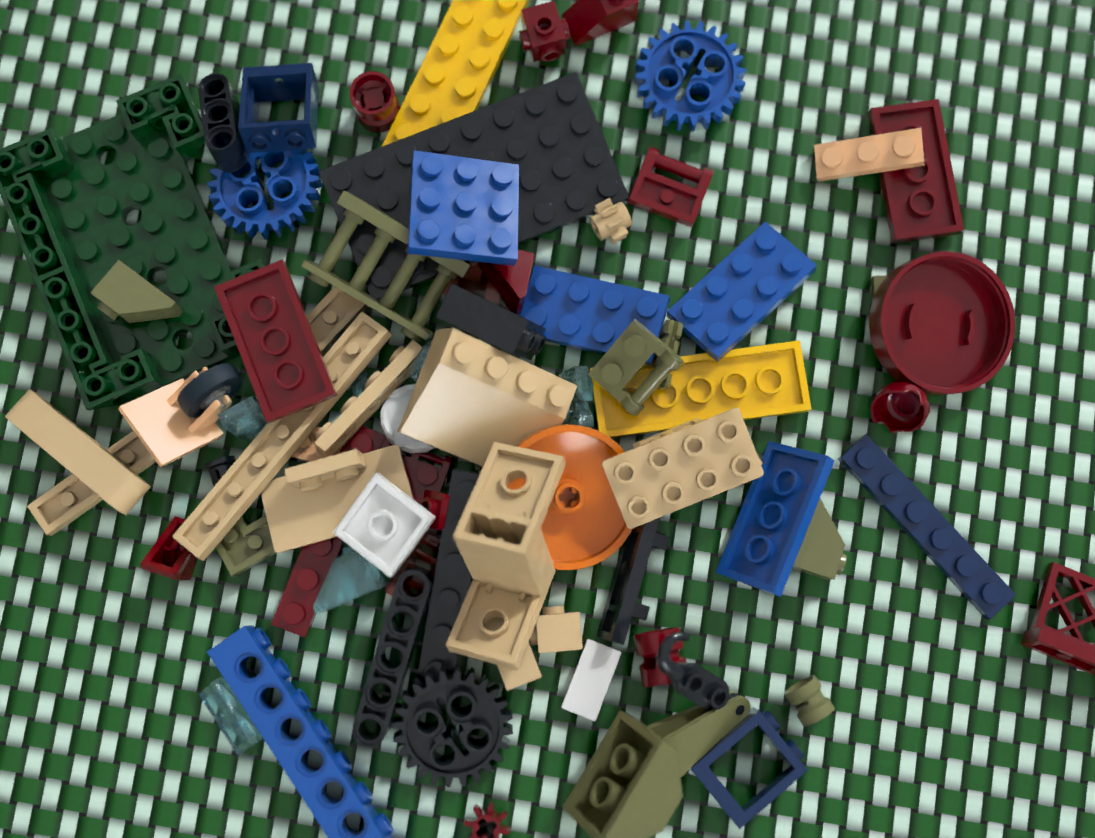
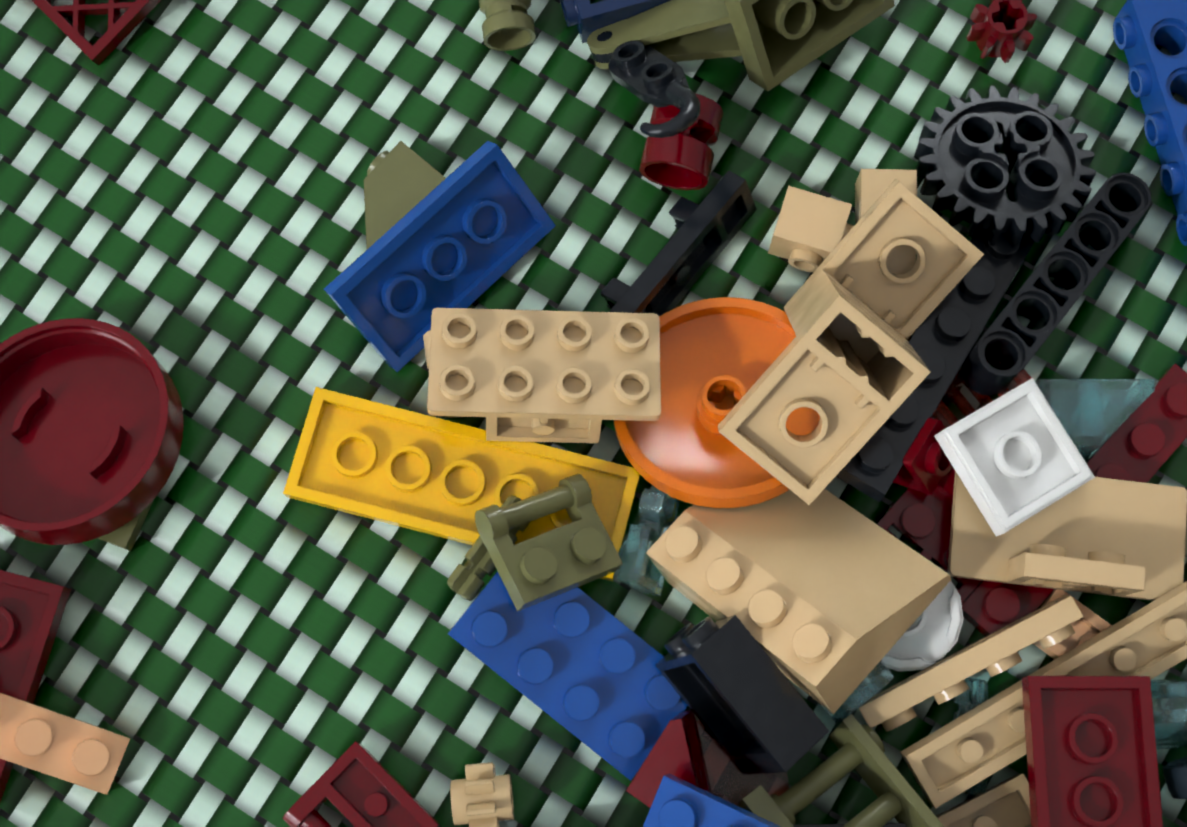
camera: 155 degrees left, 5 degrees down
(591, 679) = (788, 155): white tile -> none
(741, 291) = (331, 605): blue plate -> none
(900, 407) = (187, 338): dark red hair -> none
(927, 527) = (237, 177): dark blue plate -> none

